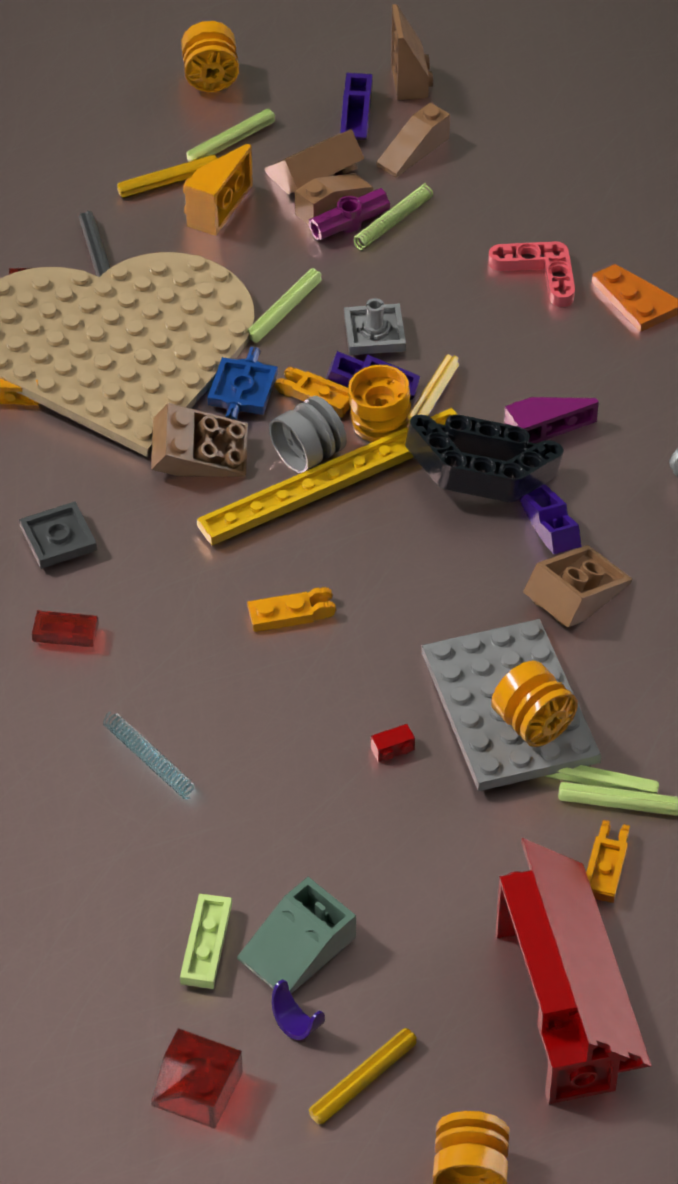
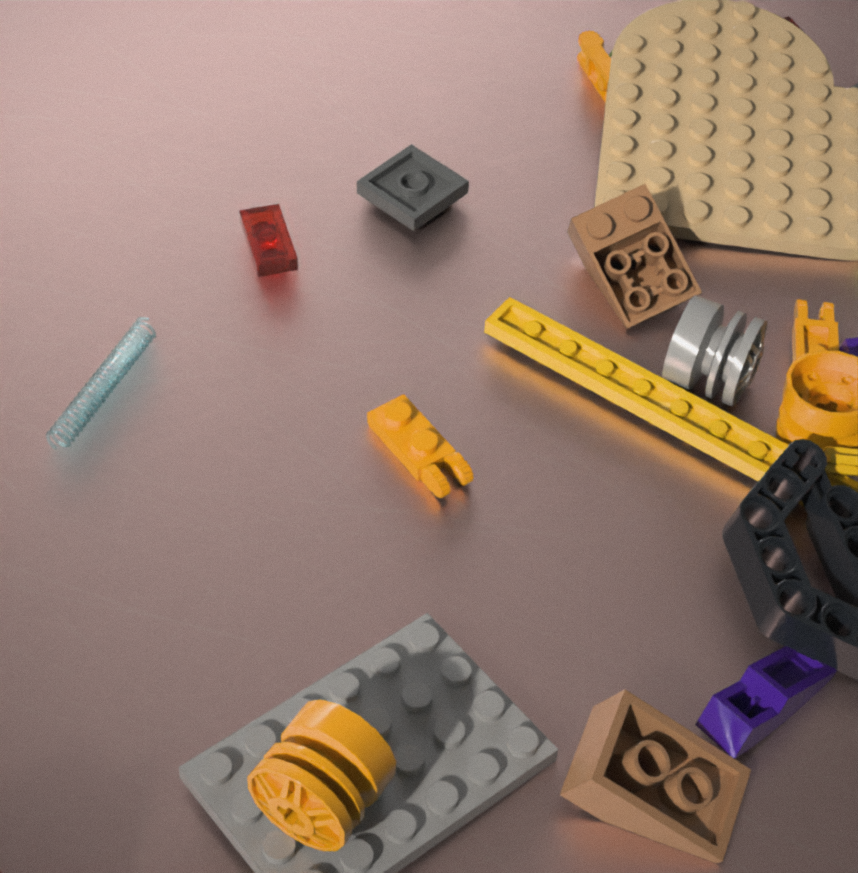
camera: 65 degrees right, 0 degrees up
(242, 385) = (768, 271): blue plate -> none
(392, 743) = (230, 638): red piece -> none

